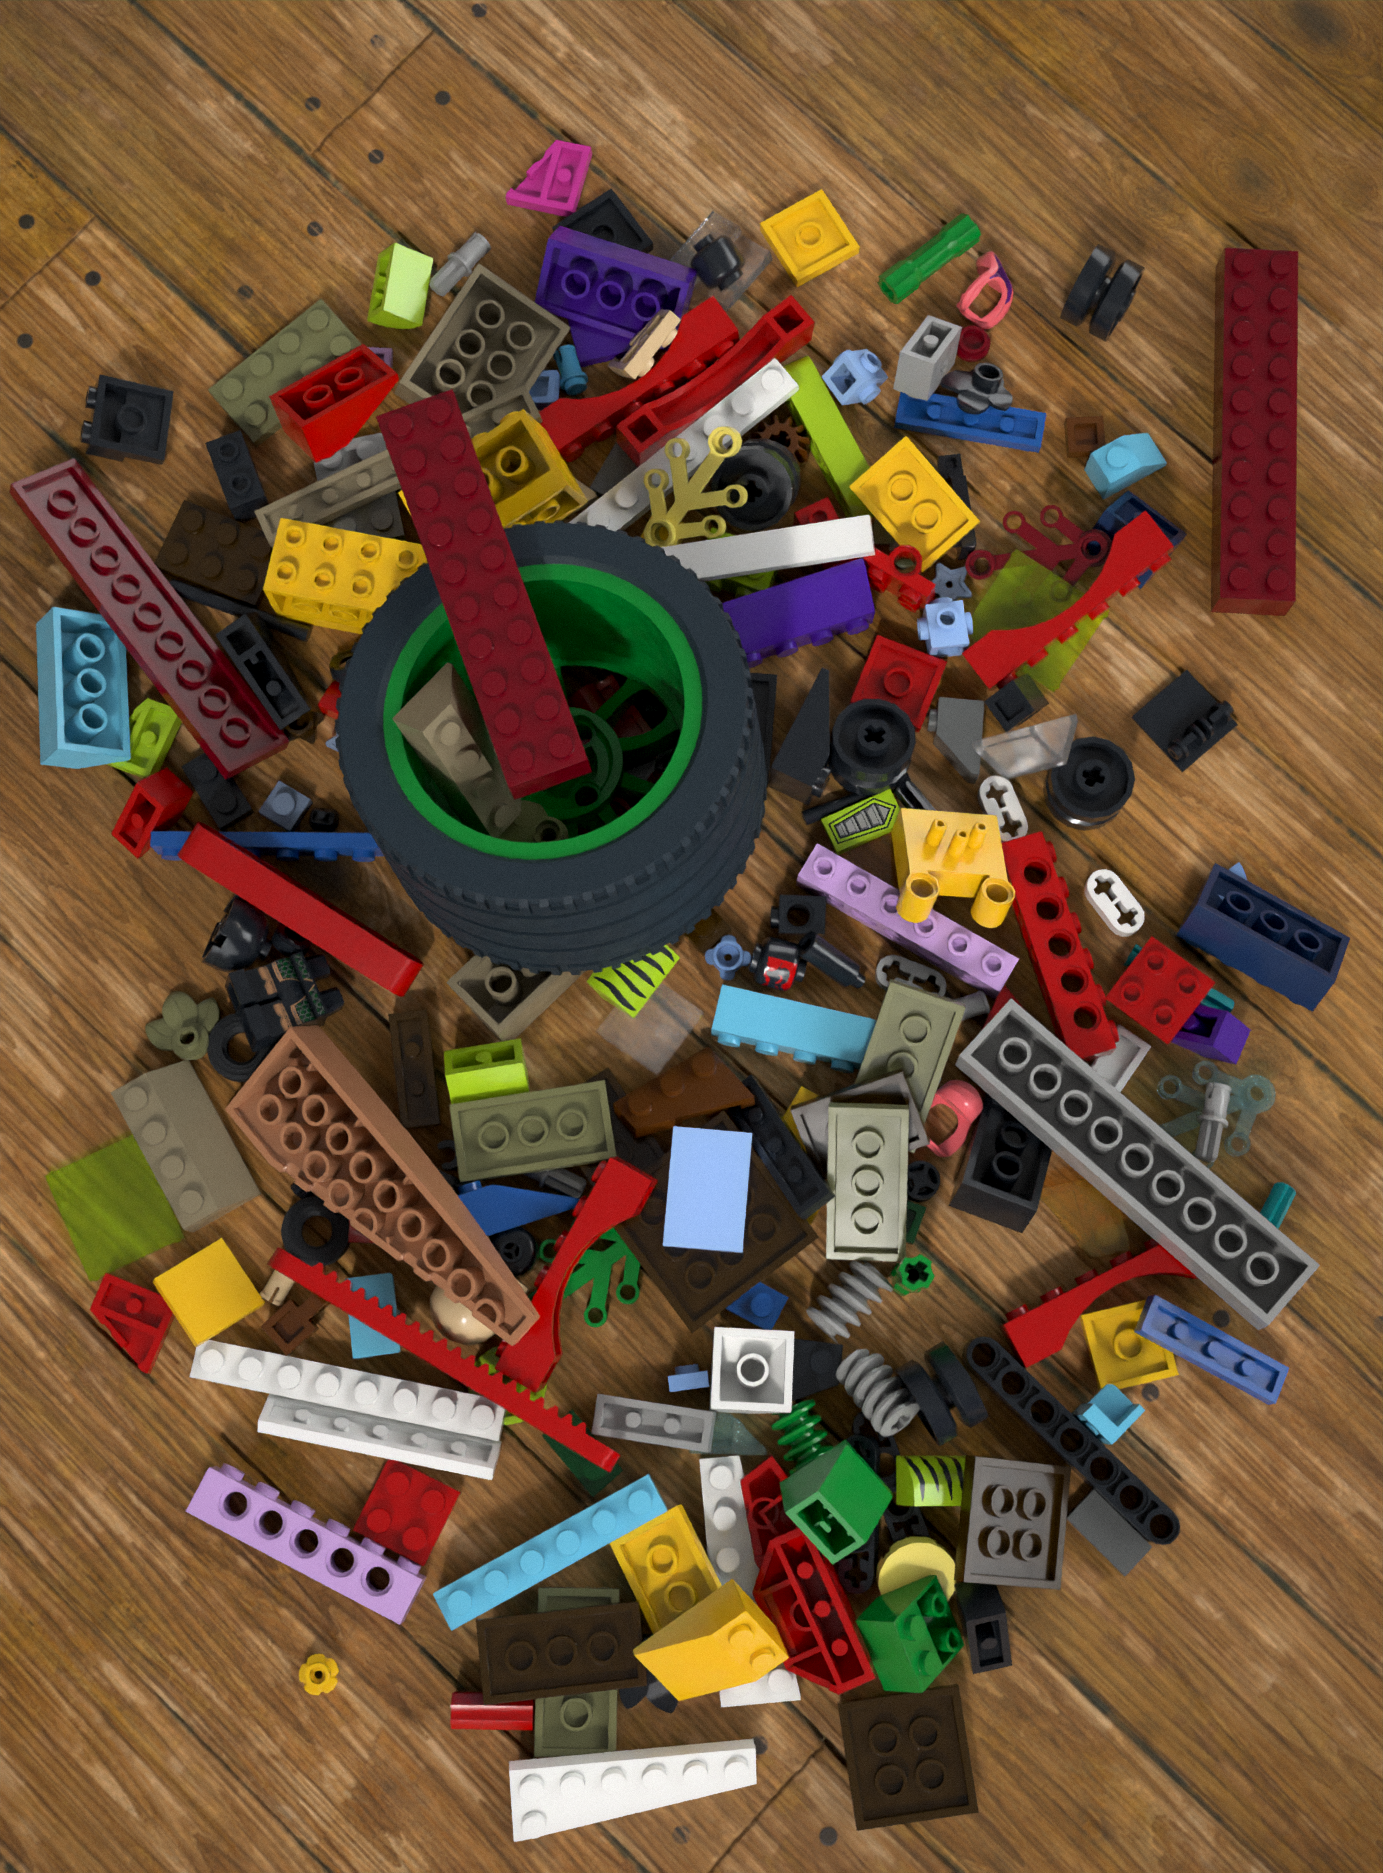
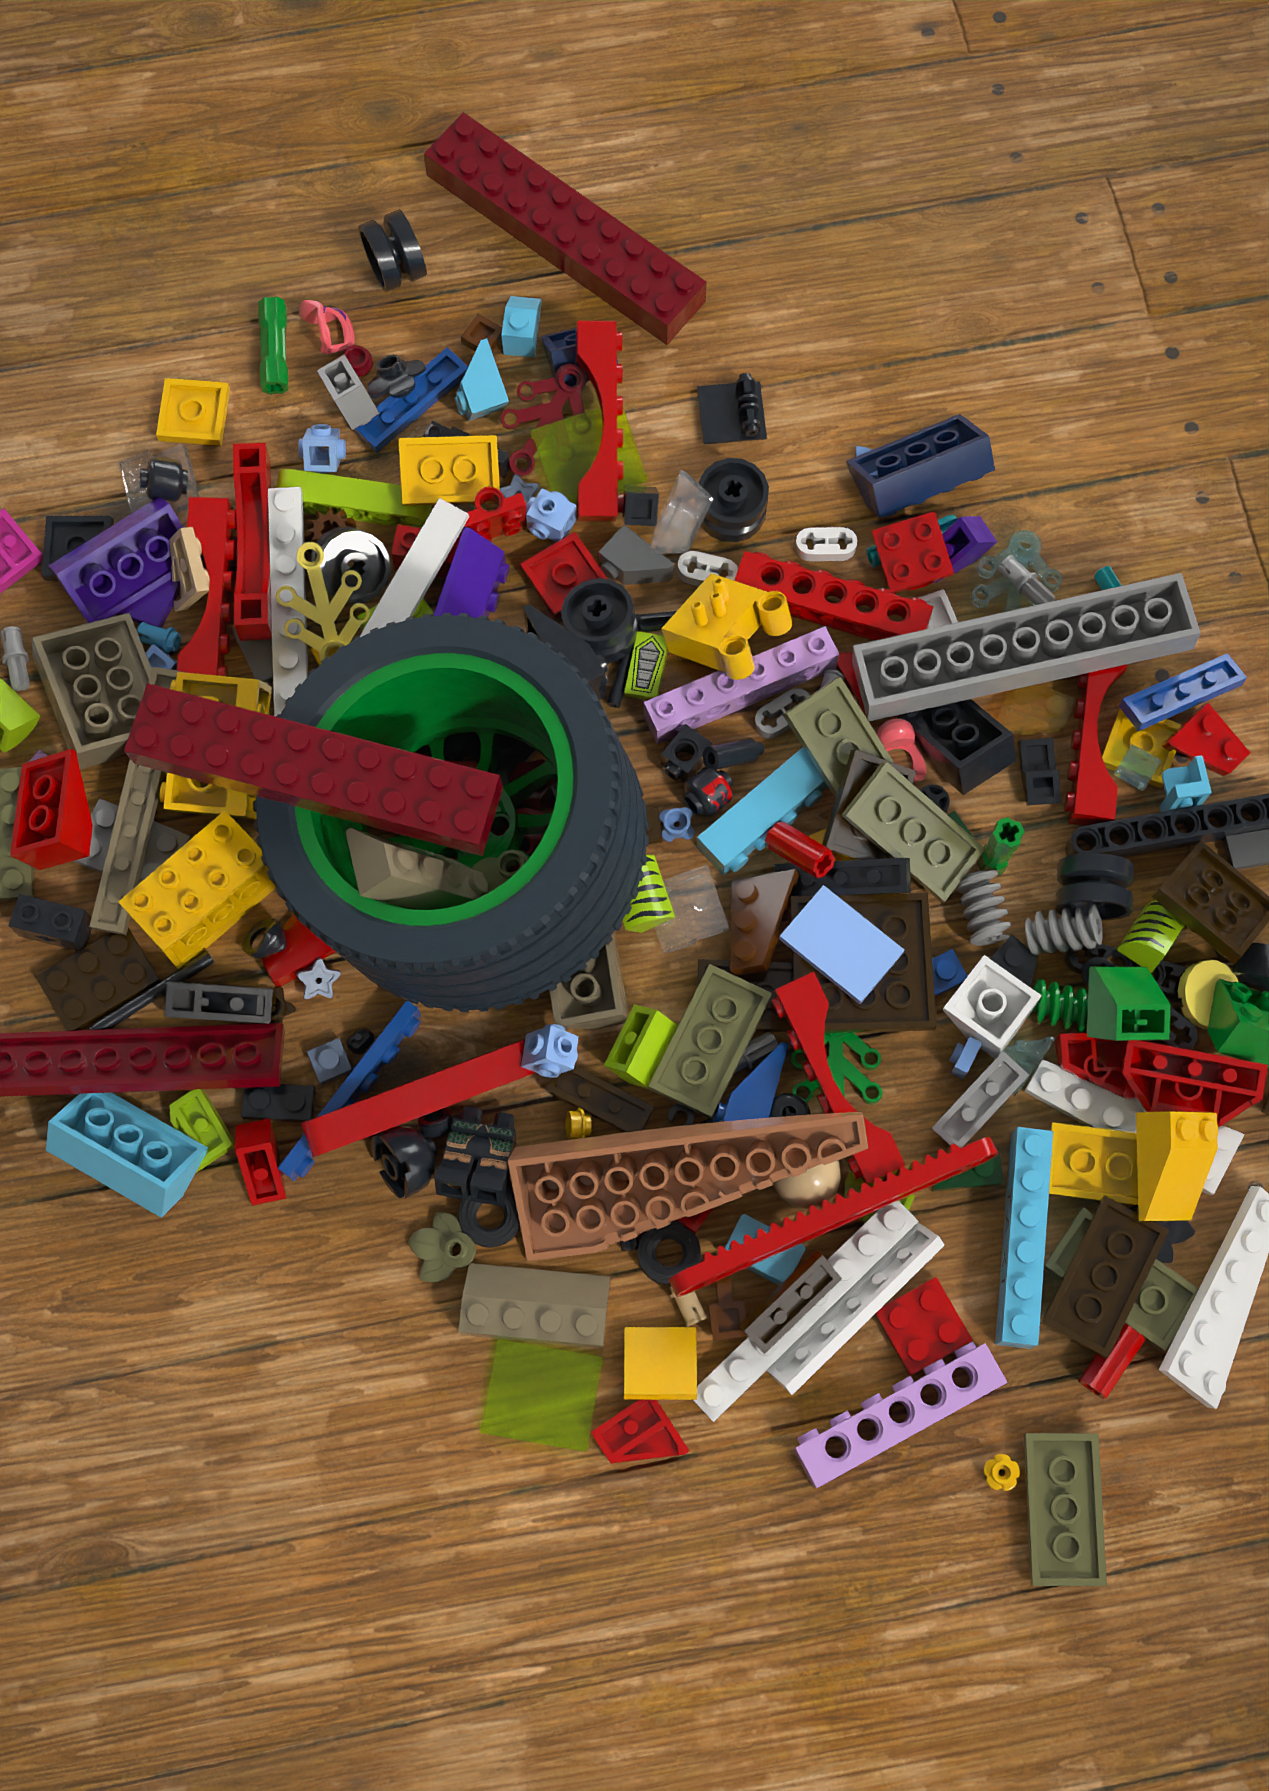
camera: 55 degrees left, 5 degrees down
(323, 1756) = (1064, 1509): none -> olive plate
(336, 1372) = (790, 1302): none -> plate
(377, 1067) = (577, 1124): none -> yellow plate
(420, 994) = (550, 1051): none -> light blue brick
(775, 1087) = (800, 849): none -> red axle
(1024, 470) = (481, 386): none -> medium azure slope
(1029, 1263) = (1039, 771): none -> black slope
(1098, 1355) = (1137, 767): none -> clear light blue tile
(1179, 1408) = (1212, 738): none -> red wing

